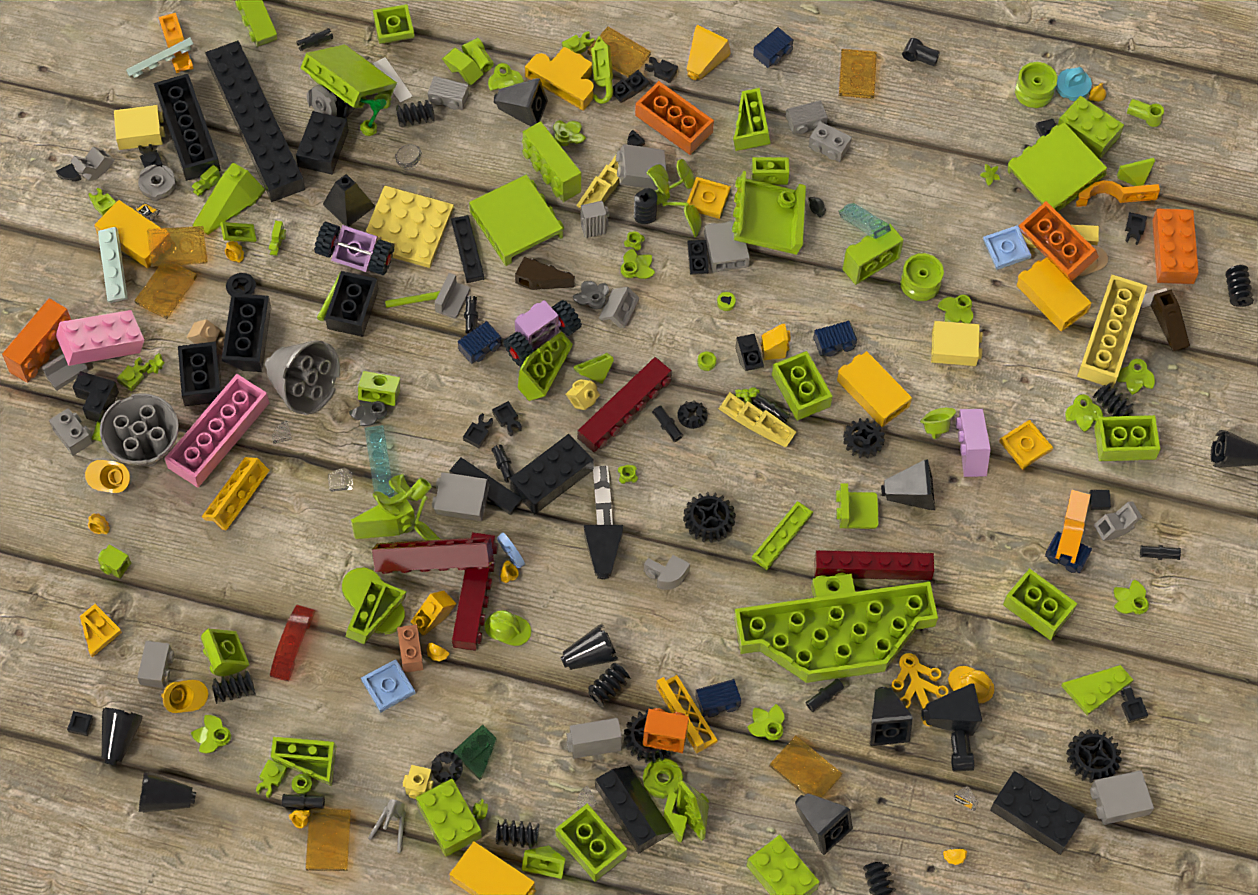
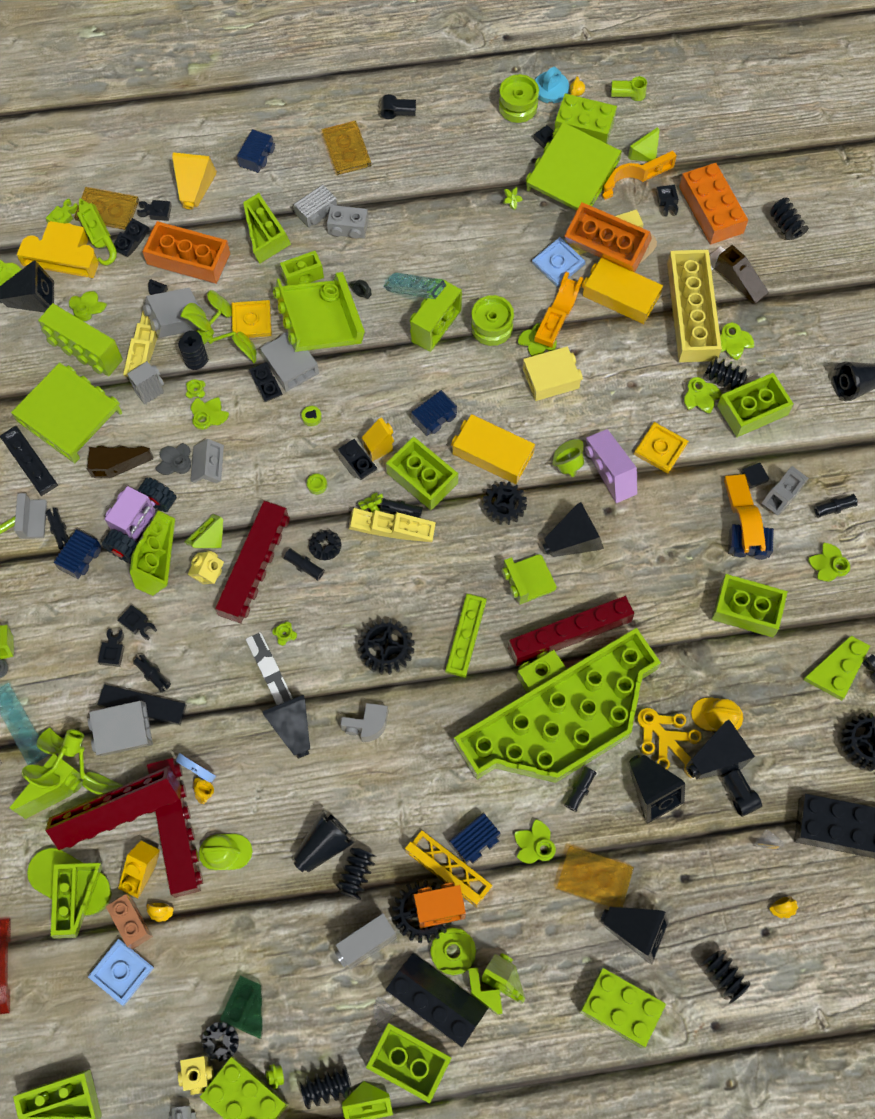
camera: 20 degrees left, 5 degrees up
(551, 473) = (206, 665): black brick -> none
(988, 291) = (558, 311): none -> light orange piece

